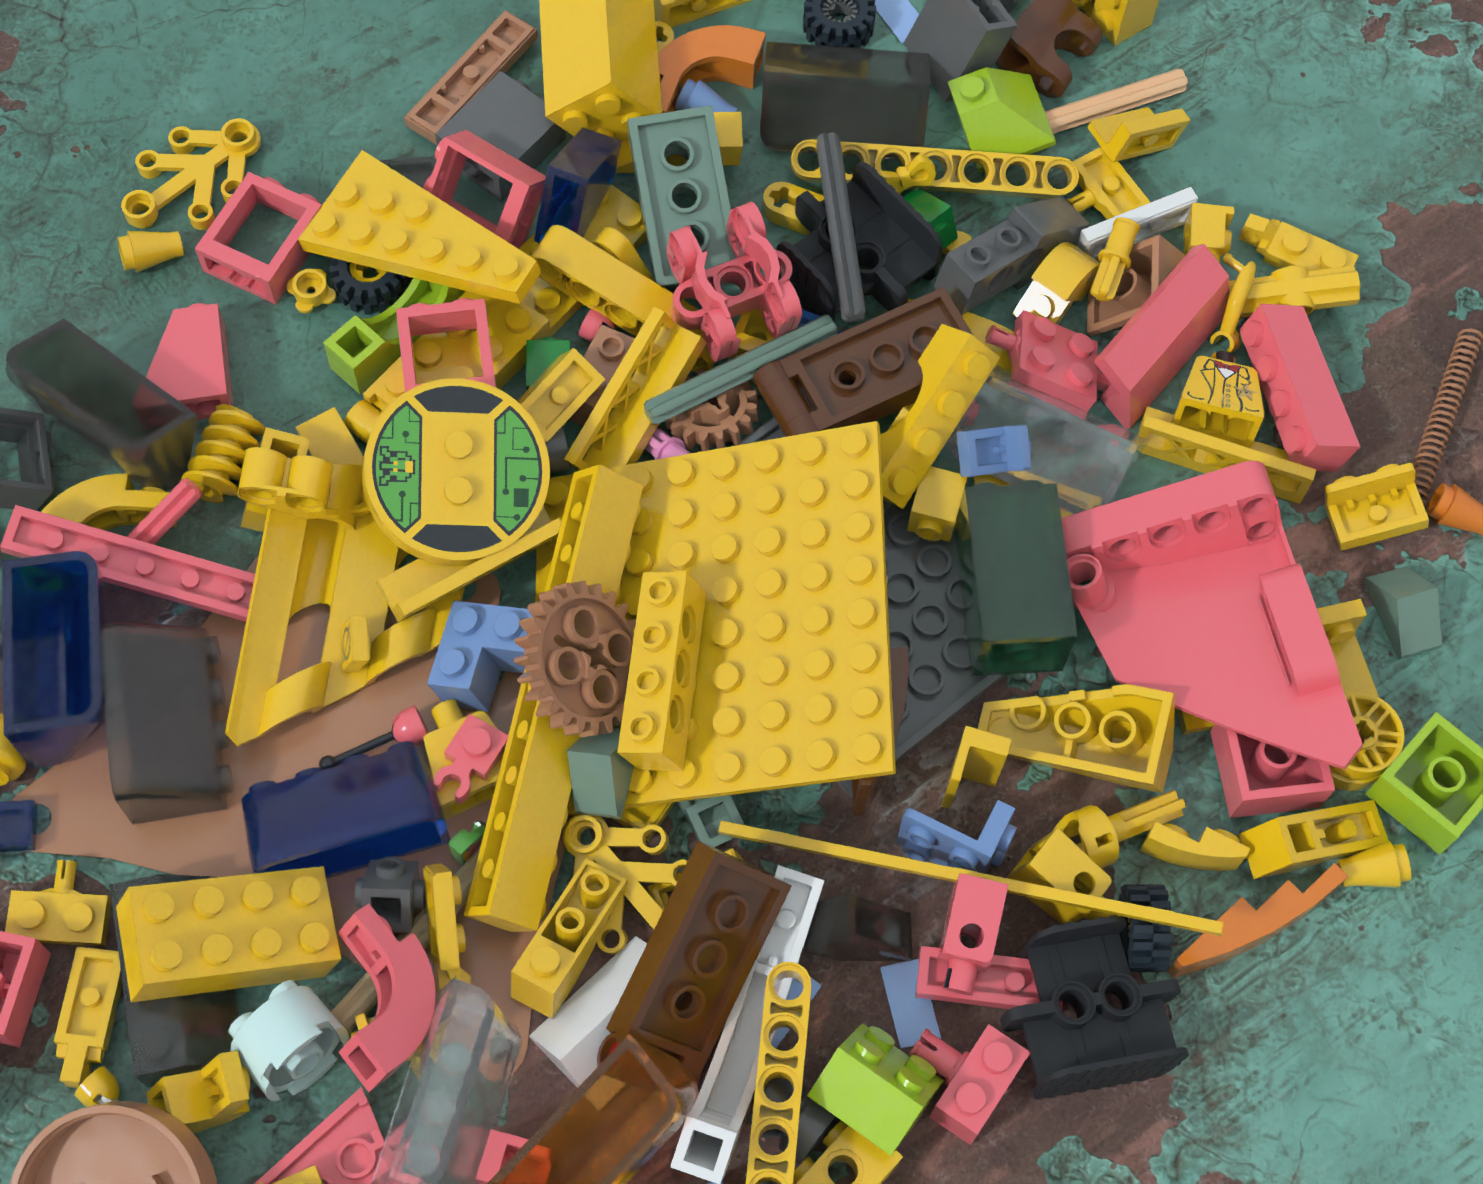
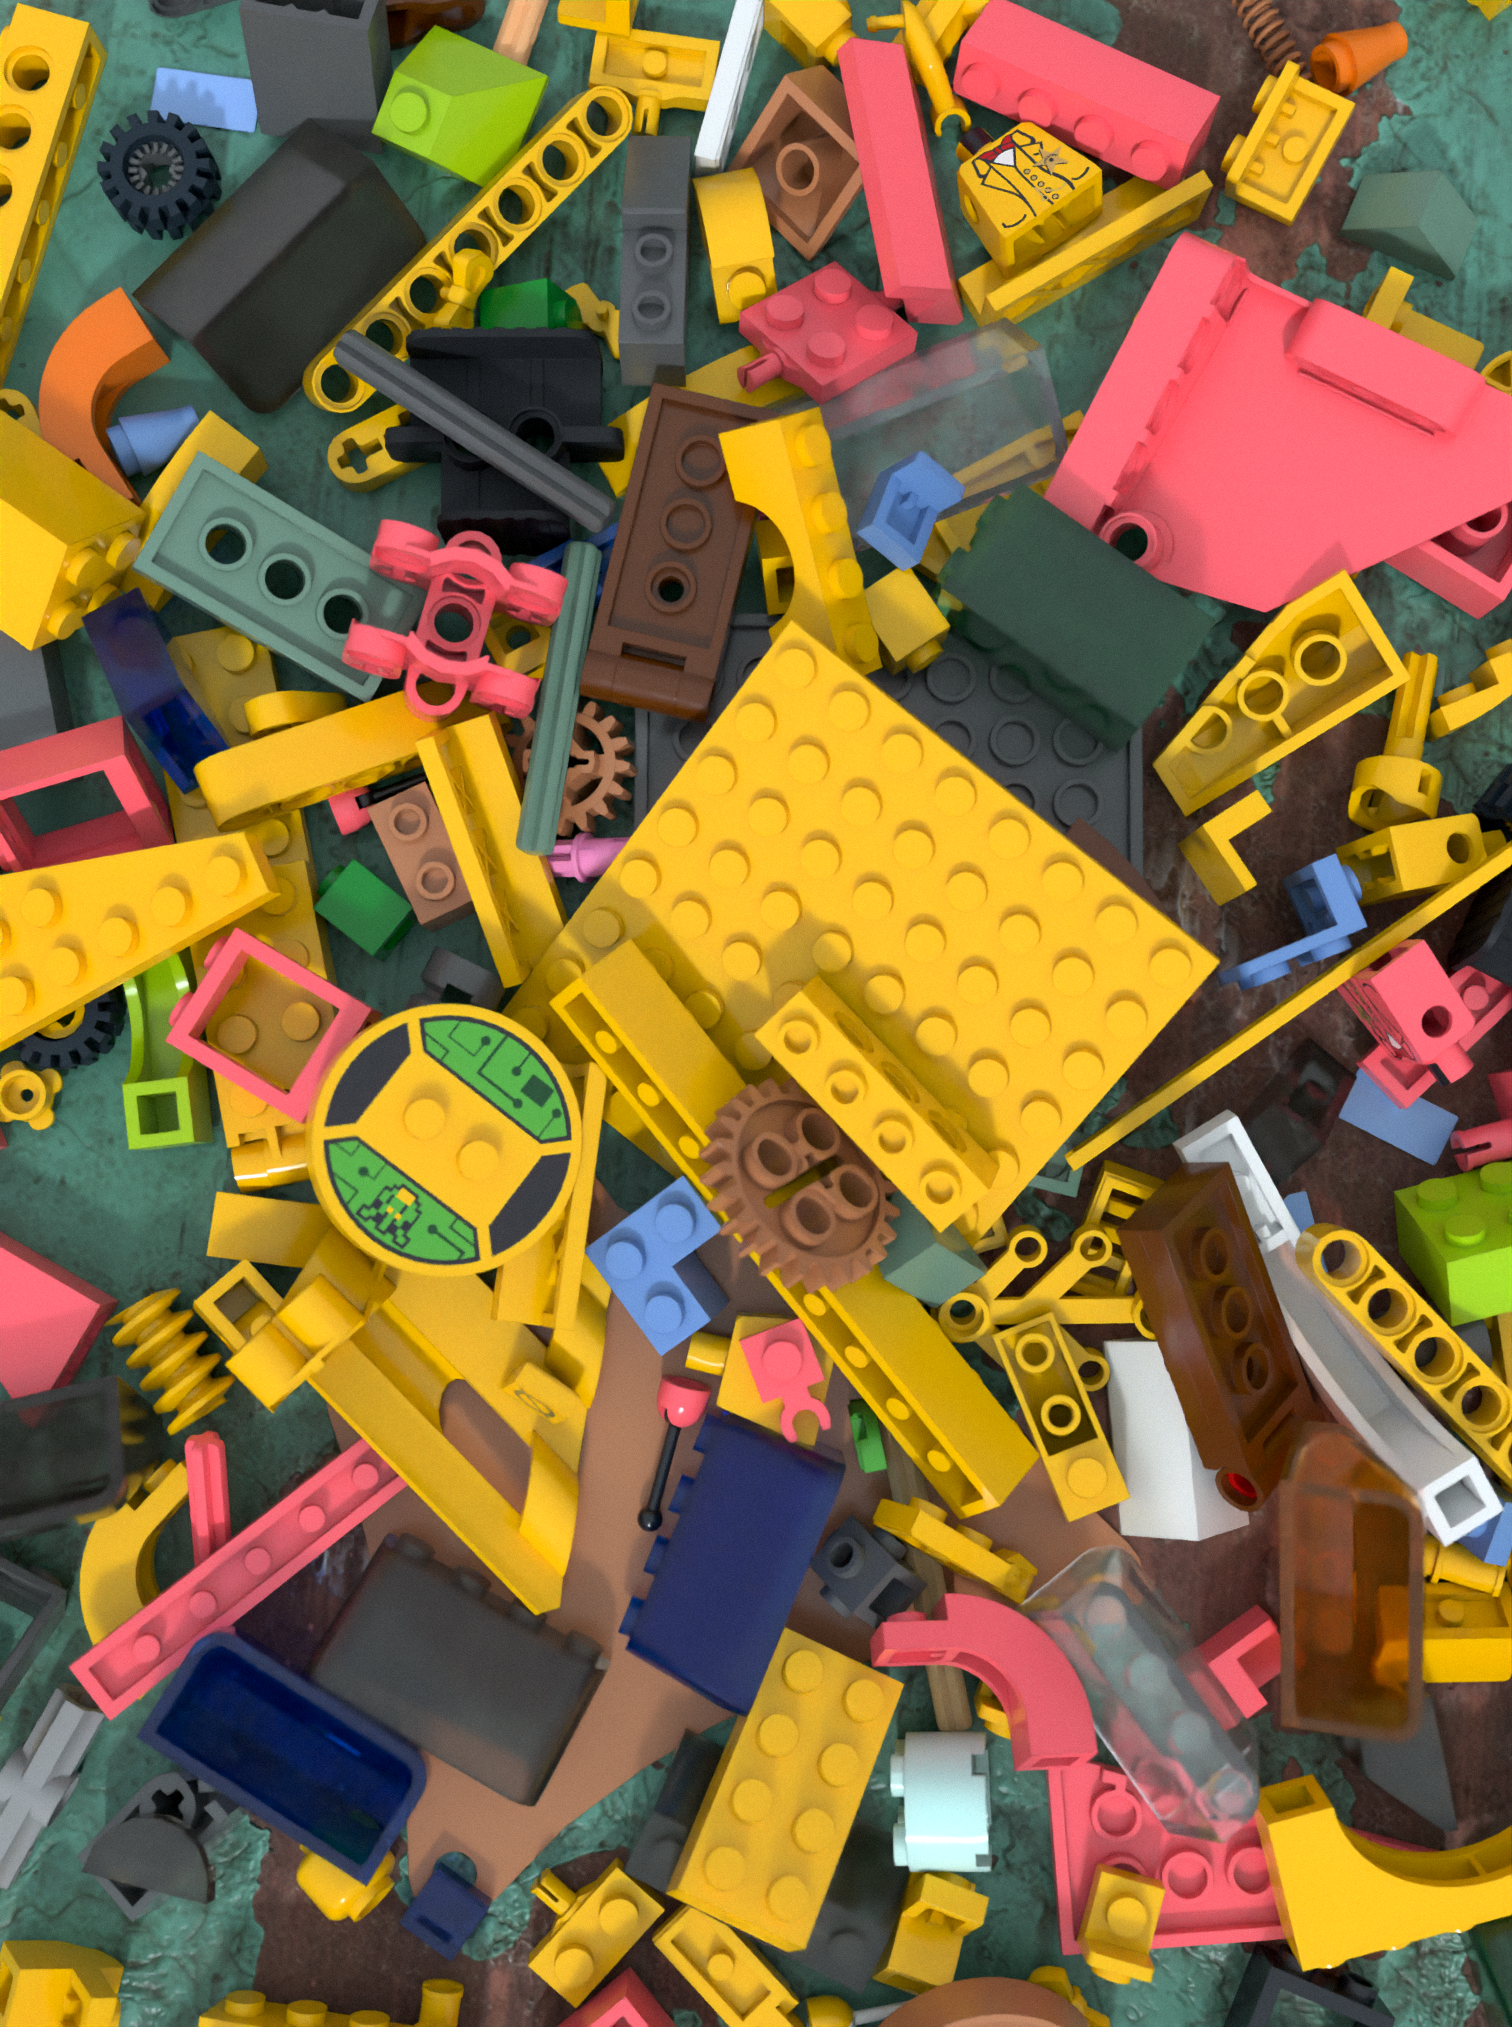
camera: 45 degrees left, 20 degrees up
(560, 392) = (421, 940): yellow panel -> none
(1114, 259) = (765, 152): yellow axle -> none

